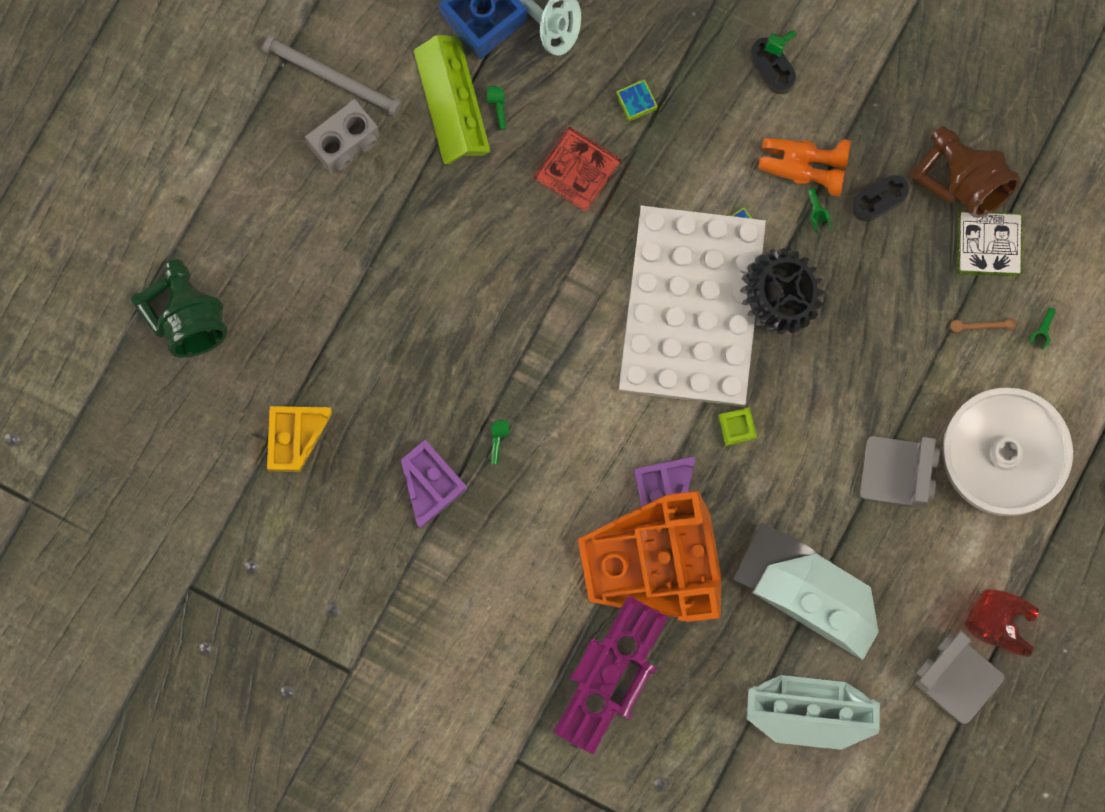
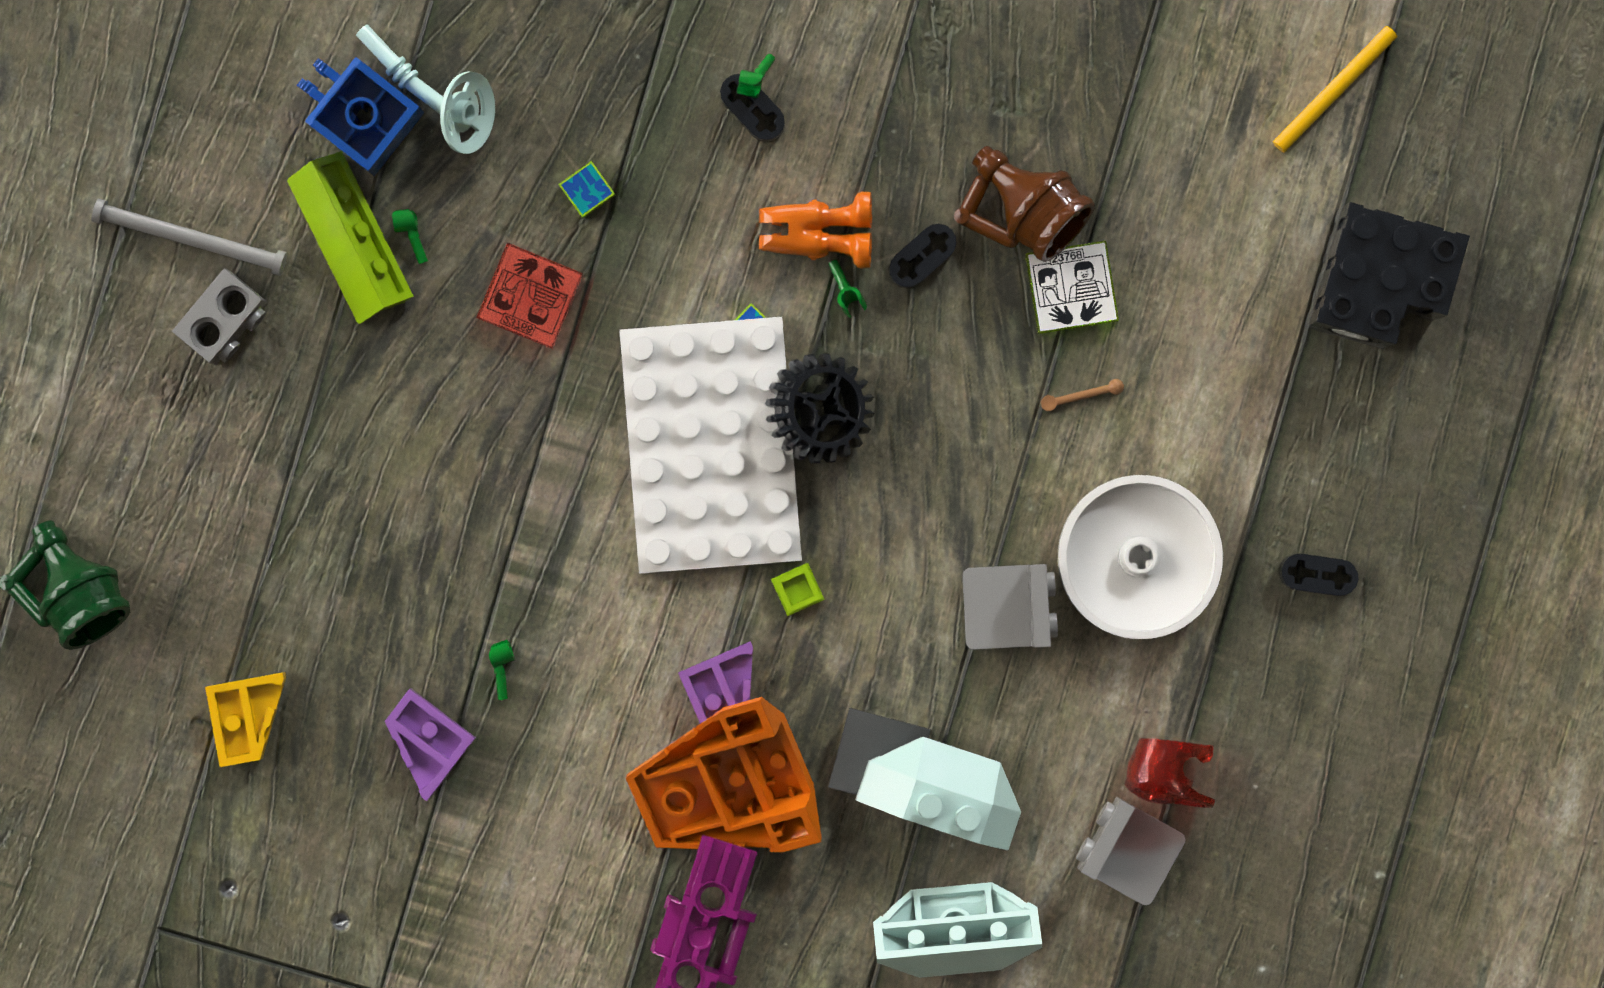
camera: 15 degrees left, 10 degrees up
(1044, 328) = (1159, 383): green hand -> none

